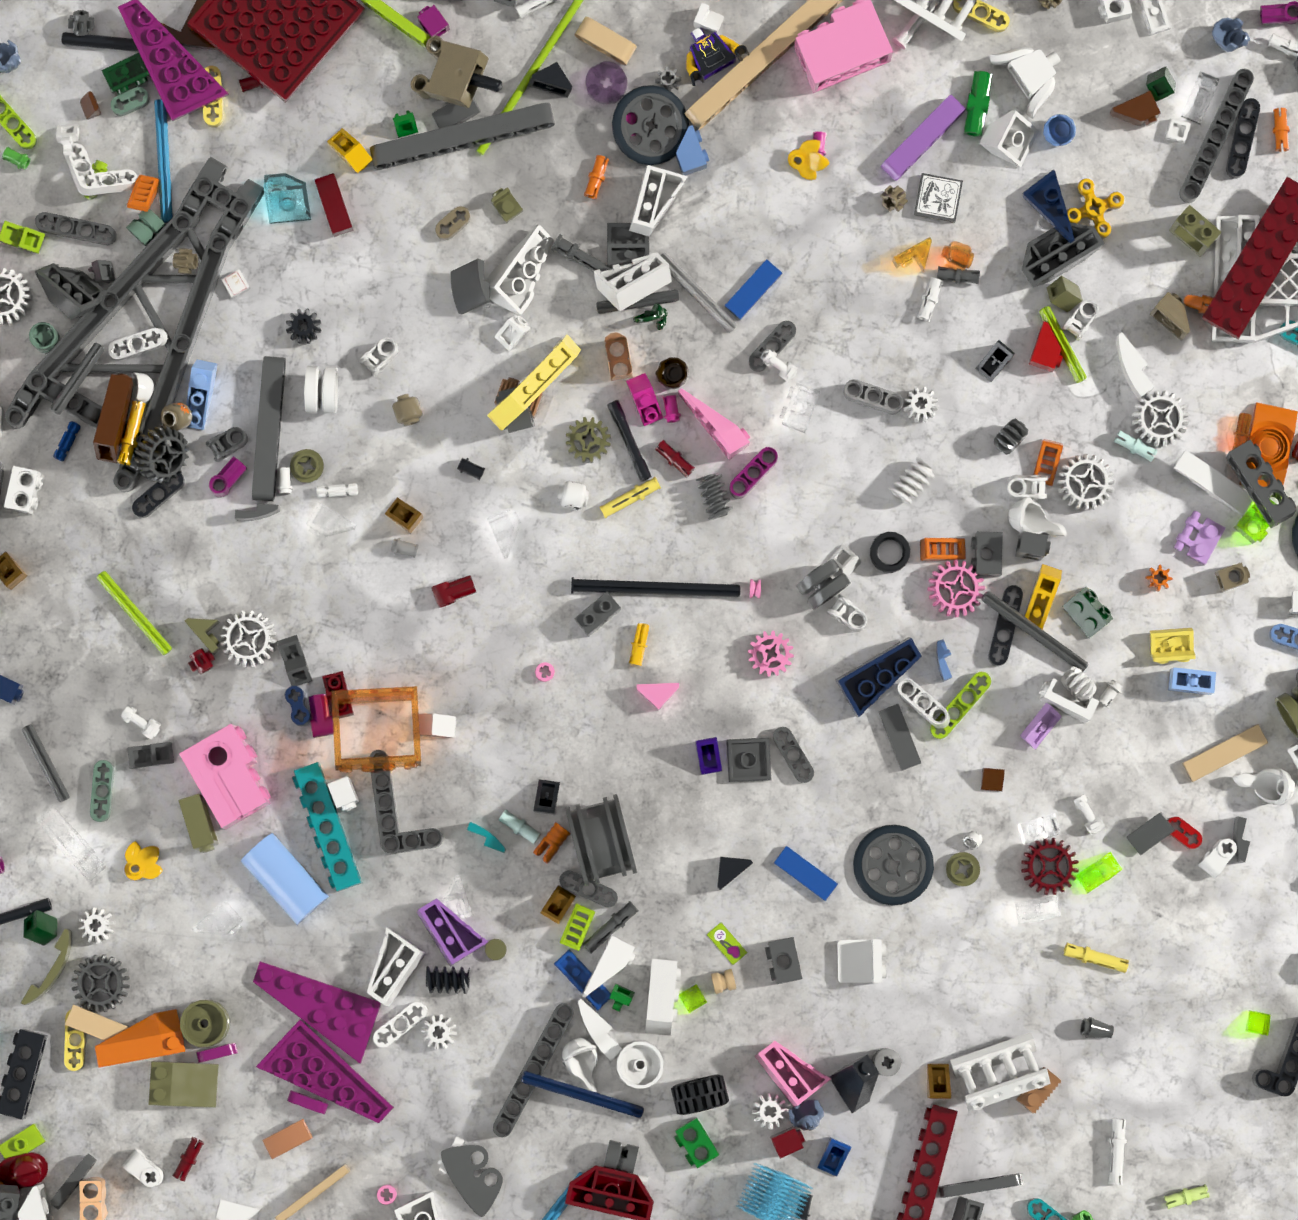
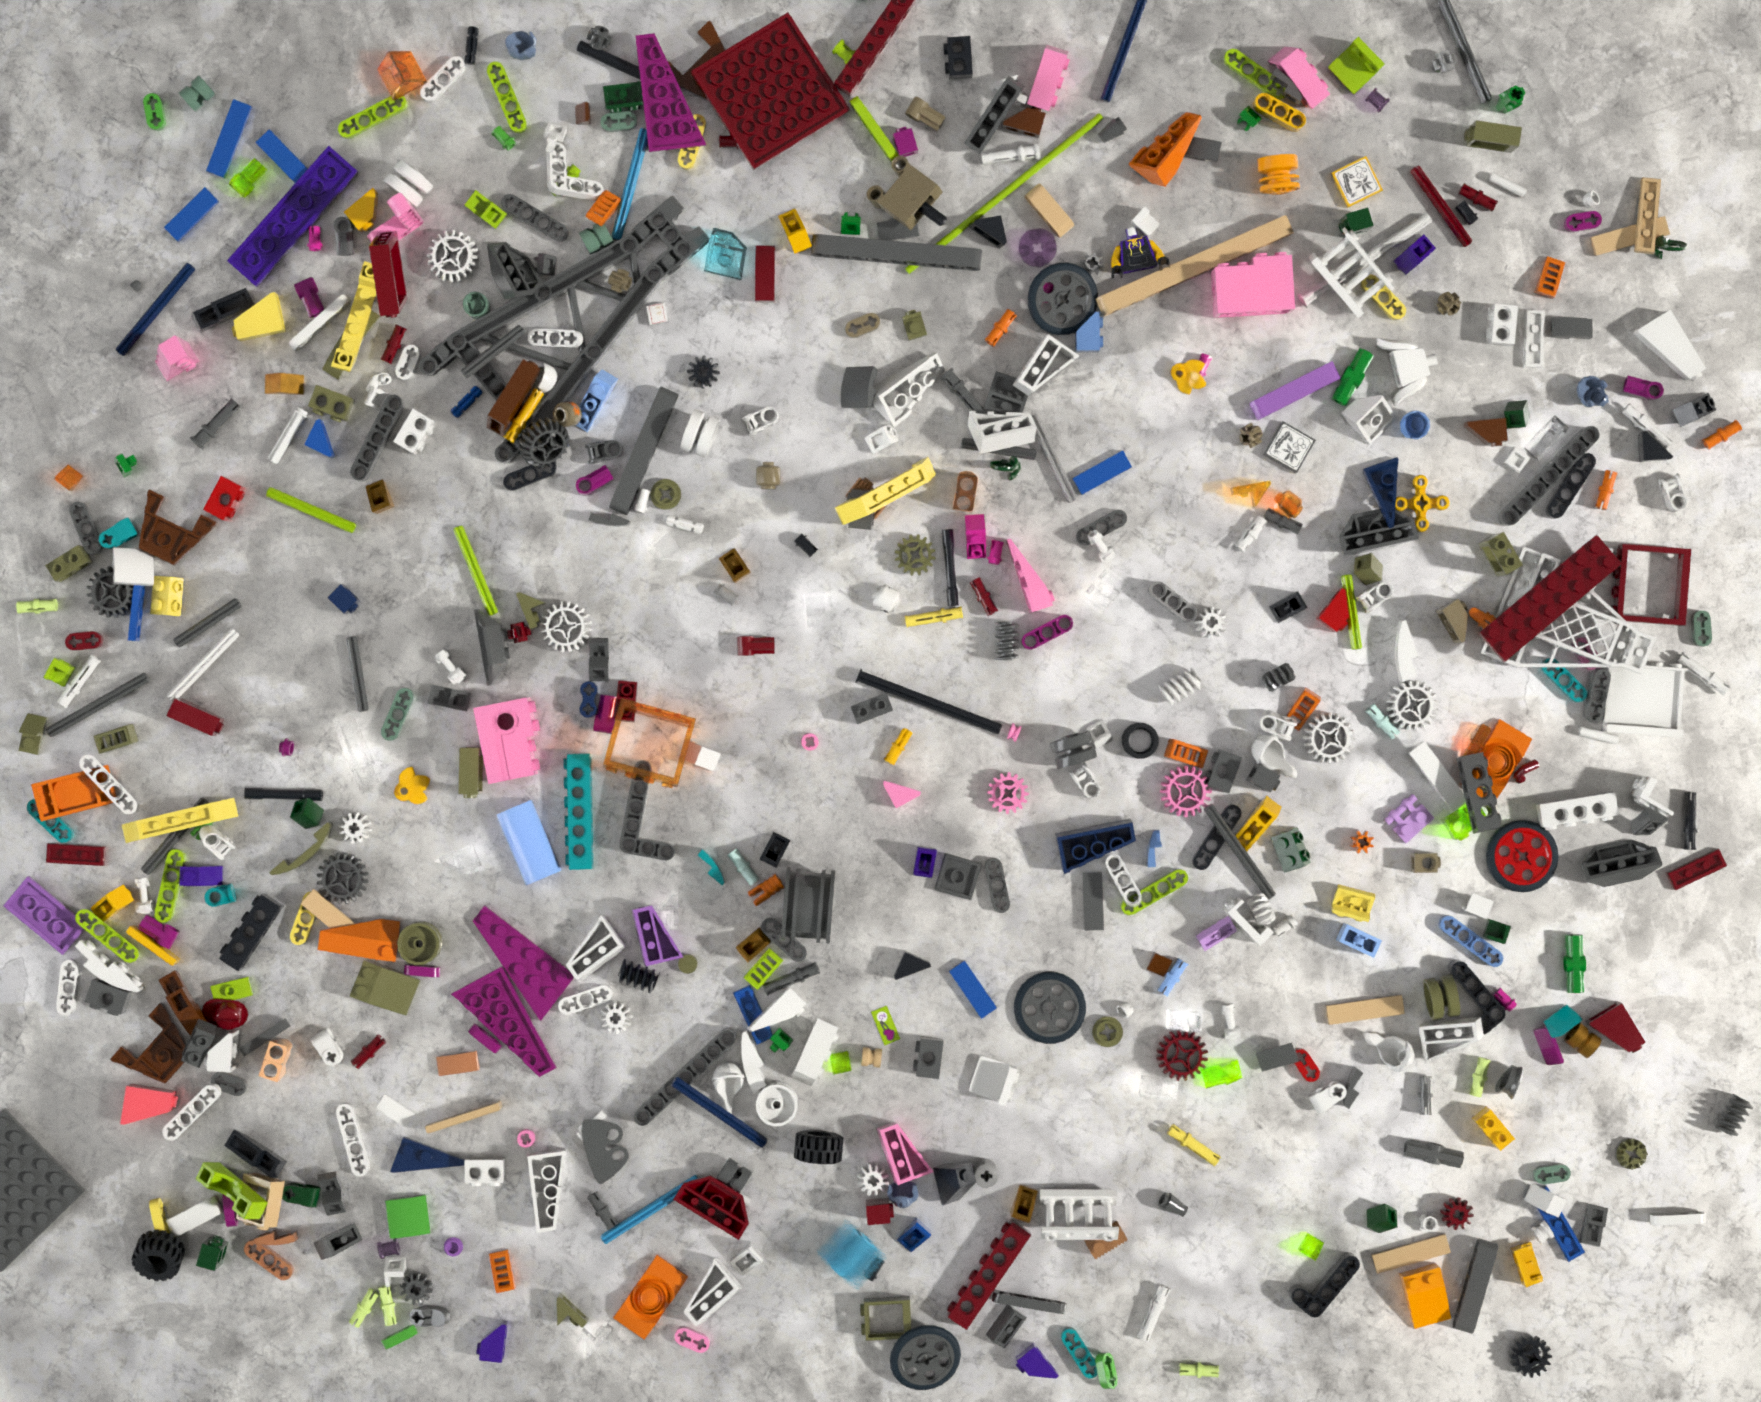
camera: 20 degrees right, 5 degrees up
(178, 685) = (492, 646): none -> dark grey wedge
(344, 794) = (602, 789): white brick -> none
(672, 373) = (1007, 522): dark brown hair -> none
(700, 1140) = (806, 1184): green brick -> none
(1011, 788) = (1172, 977): none -> light blue pin

